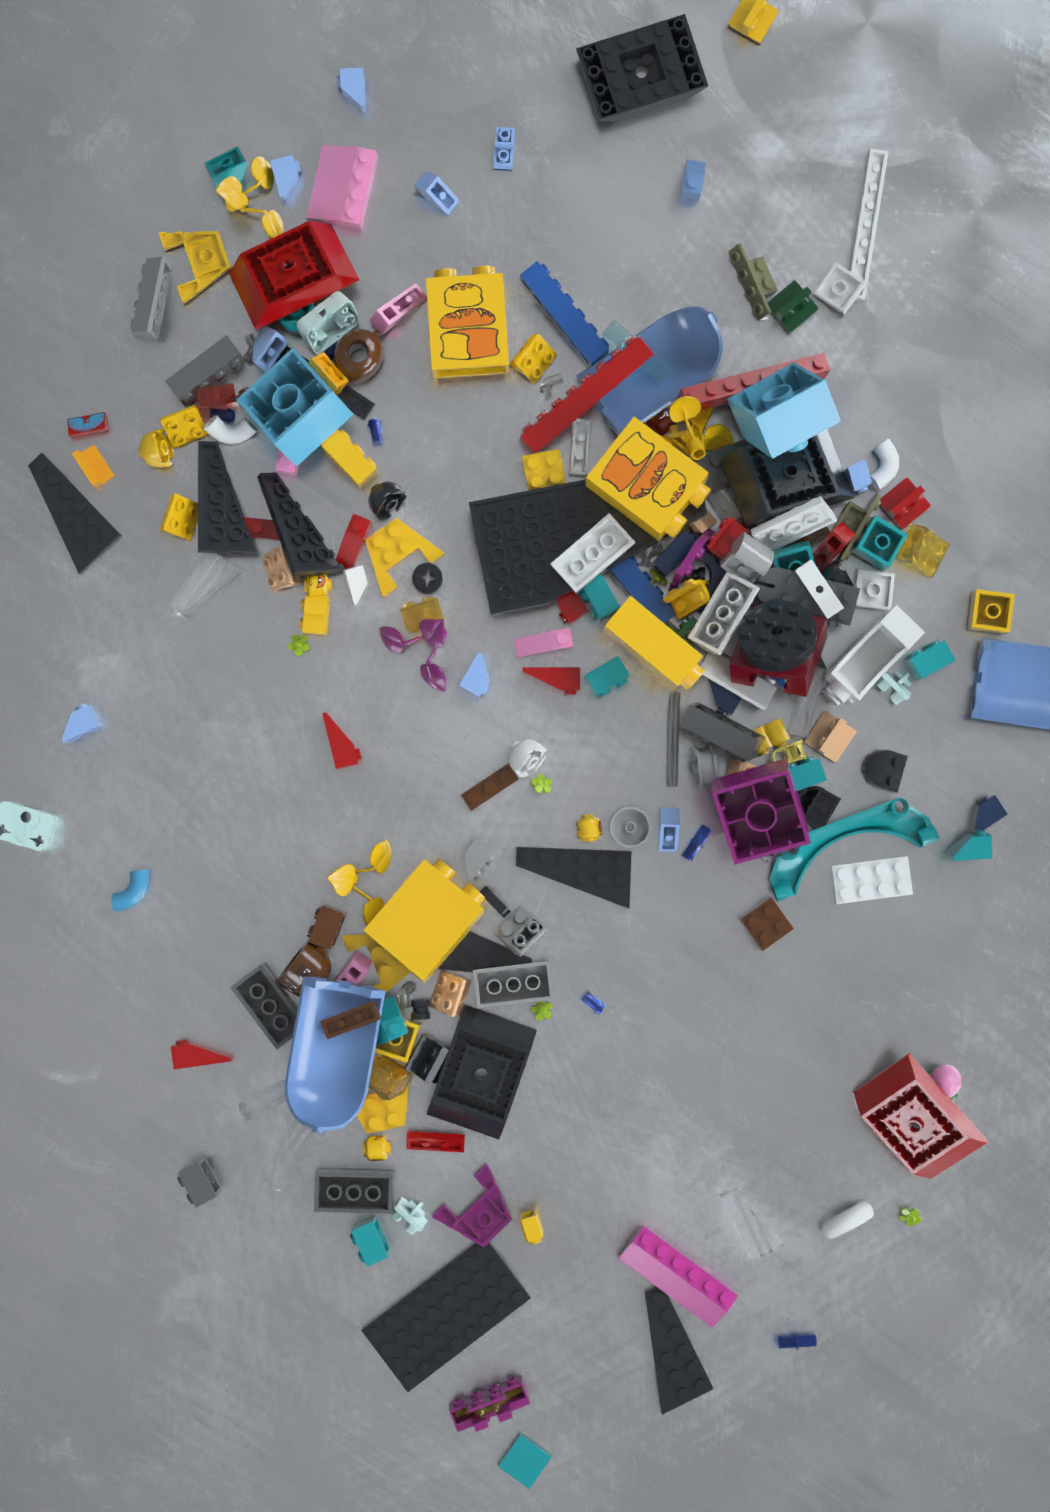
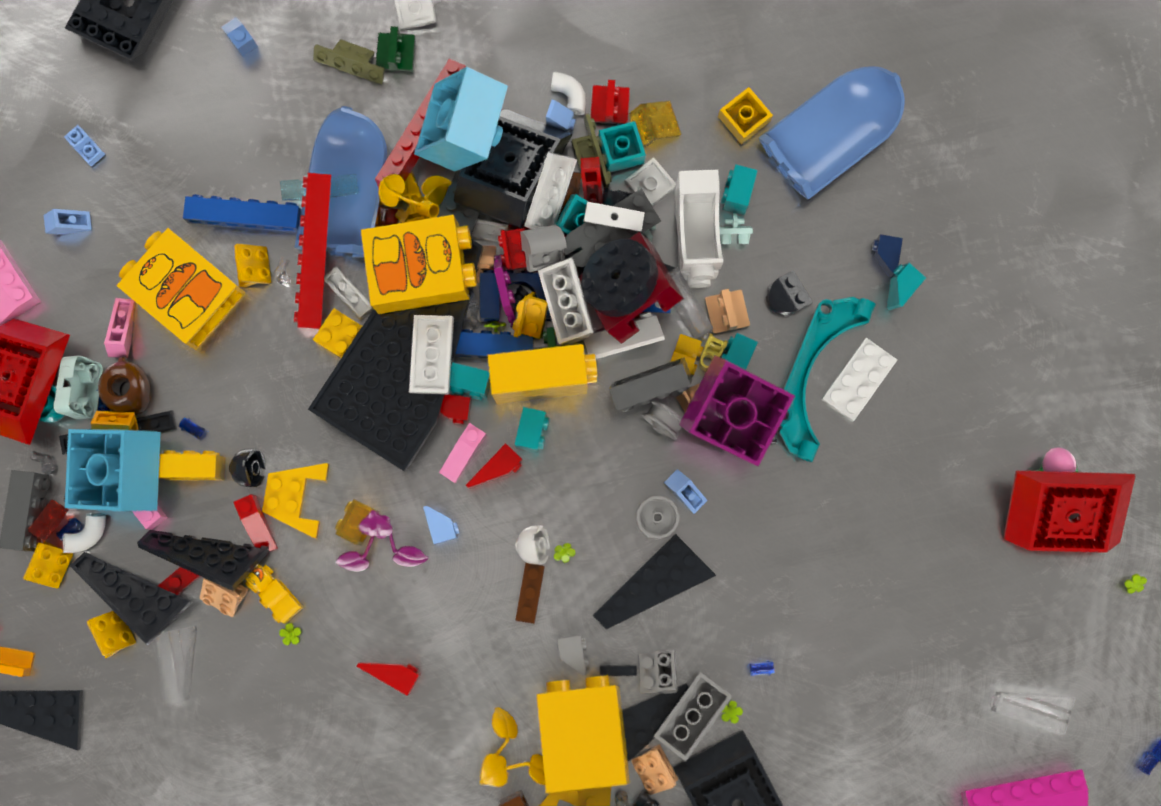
camera: 50 degrees left, 5 degrees down
(156, 449) = (44, 602): yellow cylinder -> none
(267, 348) = (53, 448): light blue slope -> none
(355, 582) = (285, 548): white tile -> none
(422, 570) = (324, 491): black gear -> none
(588, 828) = (629, 548): yellow head -> none
(673, 739) = (622, 425): light grey axle -> none
(696, 843) = (714, 480): clear blue axle -> none
(723, 698) = (627, 361): dark blue slope -> none
(765, 923) = (821, 485): reddish brown brick -> none
(818, 805) = (769, 366): black slope -> none
(847, 1219) = (1097, 633): white cylinder -> none

